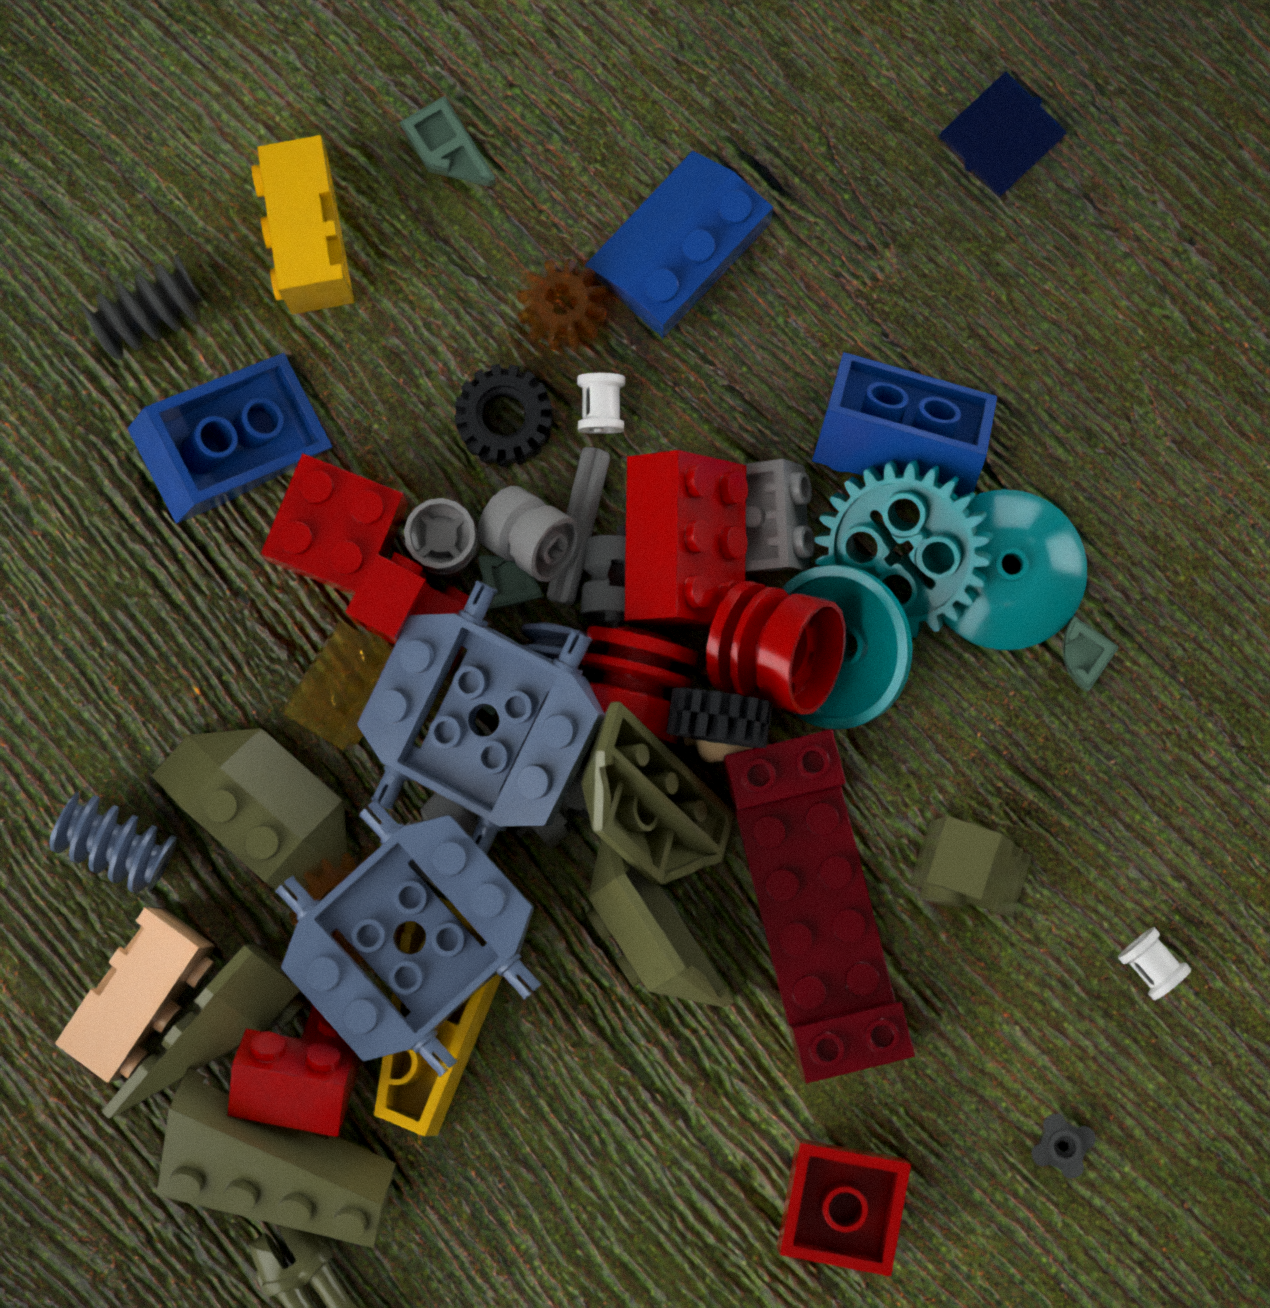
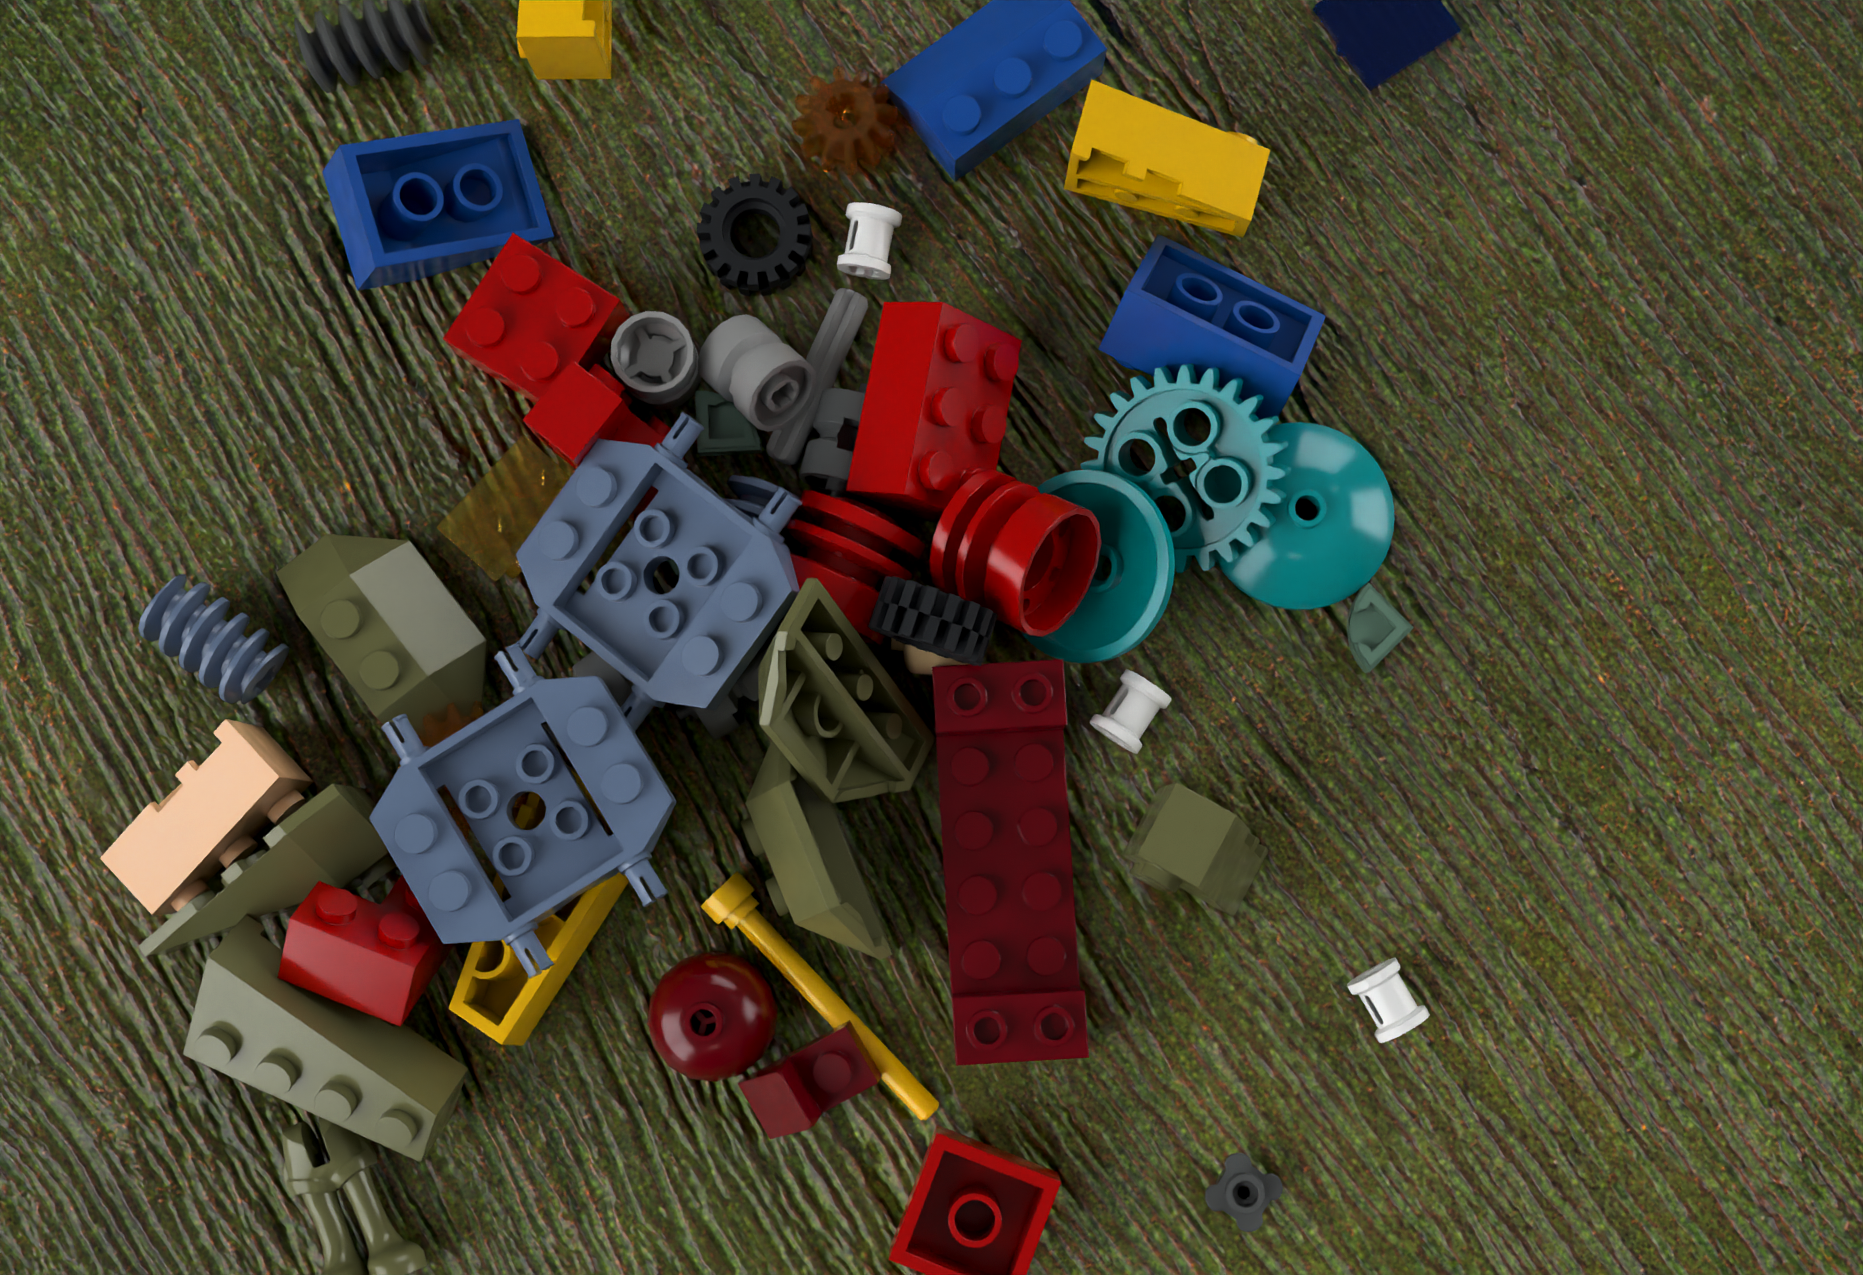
camera: 10 degrees right, 0 degrees up
(595, 986) = (736, 907): none -> yellow piece
(597, 1054) = (740, 1008): none -> dark red cylinder
(684, 1120) = (809, 1081): none -> dark red slope
(778, 517) = (1047, 407): light grey bracket -> none
(839, 293) = (1164, 162): none -> yellow wedge
(895, 760) = (1130, 711): none -> white bush

